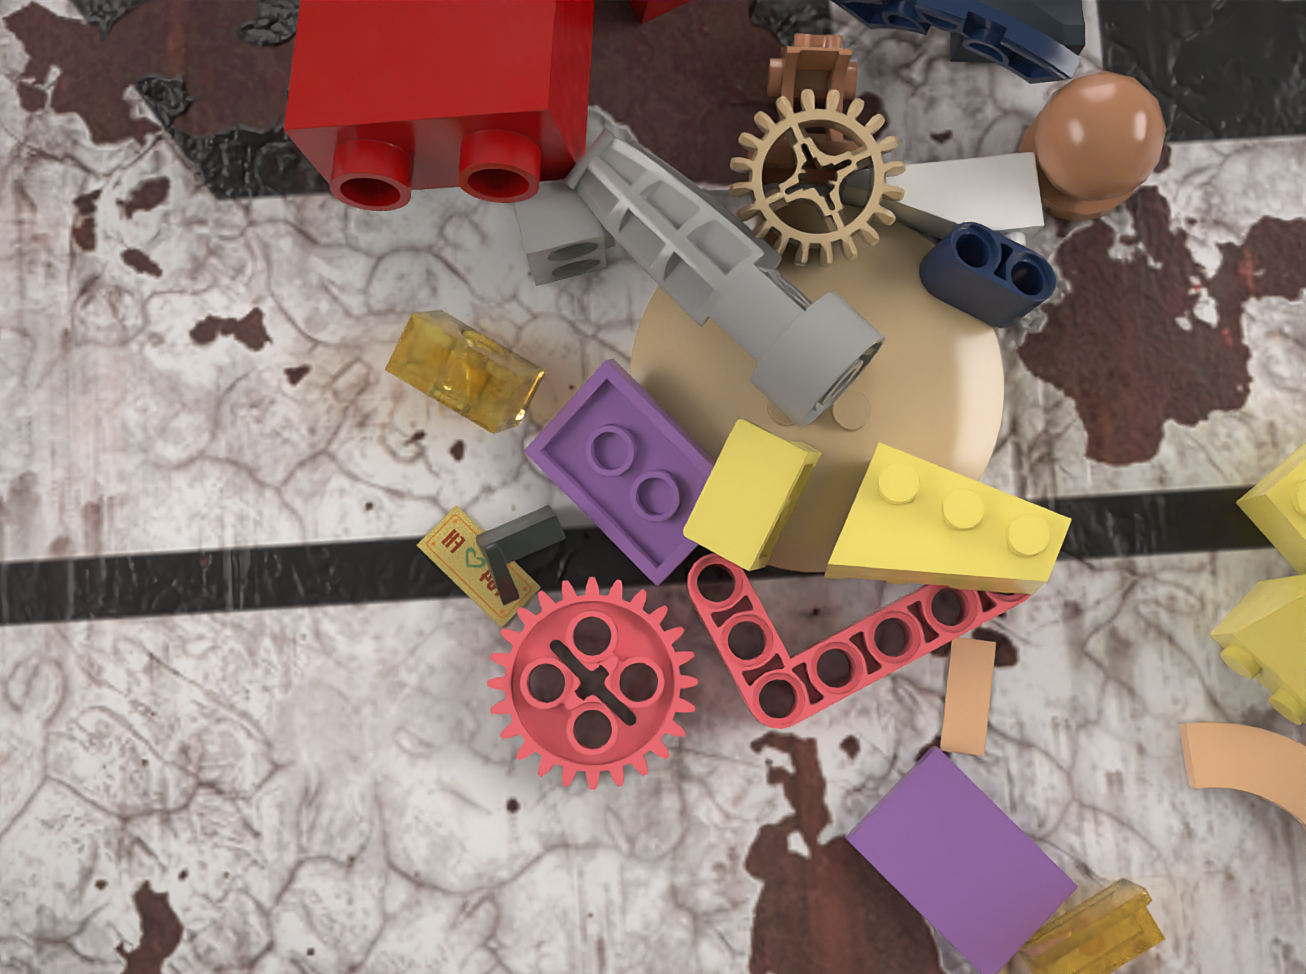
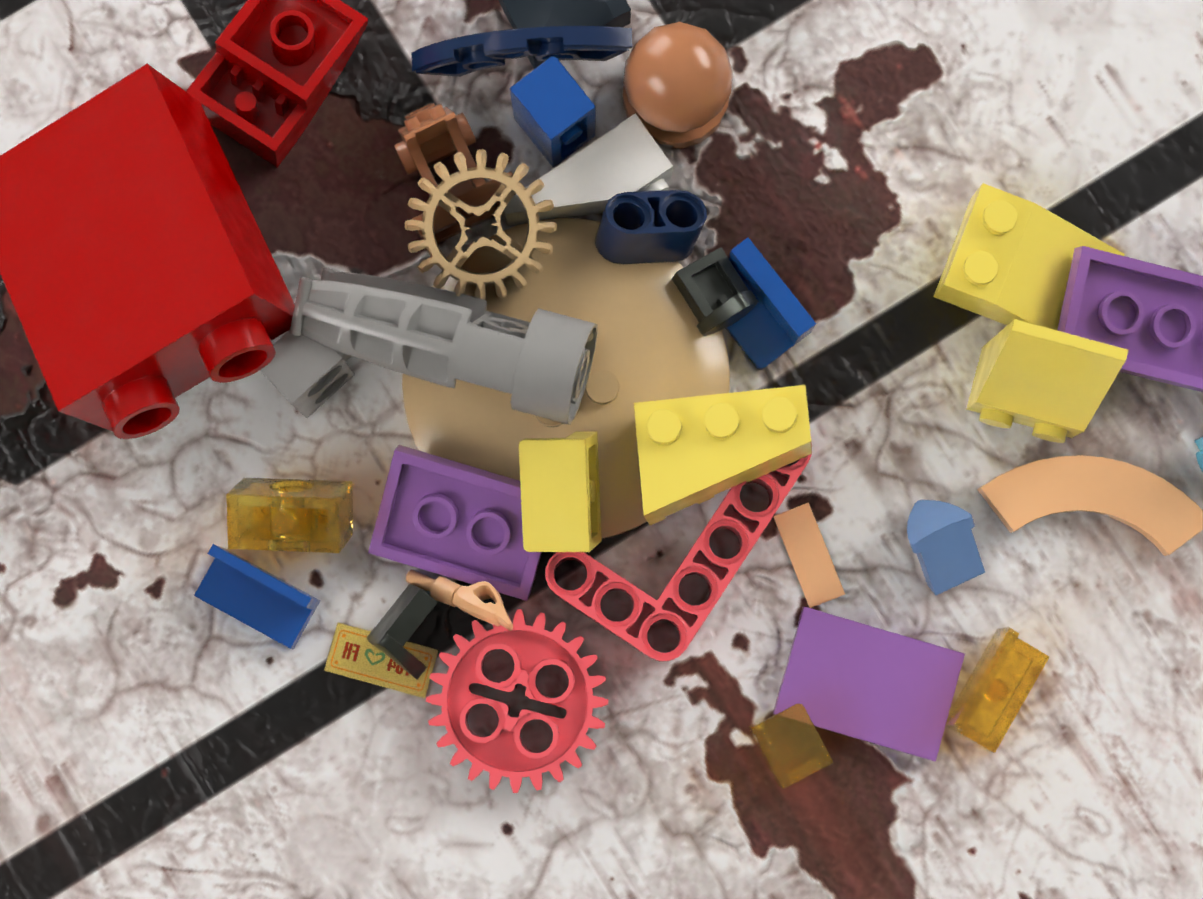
camera: 30 degrees left, 0 degrees up
(389, 435) = (256, 597): none -> blue panel
(596, 549) = (466, 598): none -> light nougat hand
(847, 883) = (790, 745): none -> clear yellow panel
(952, 103) = (553, 111): none -> blue panel
(1016, 377) = (714, 292): none -> pearl dark grey tile
(1052, 413) = (776, 320): none -> blue panel
(1117, 762) = (944, 544): none -> medium blue tile

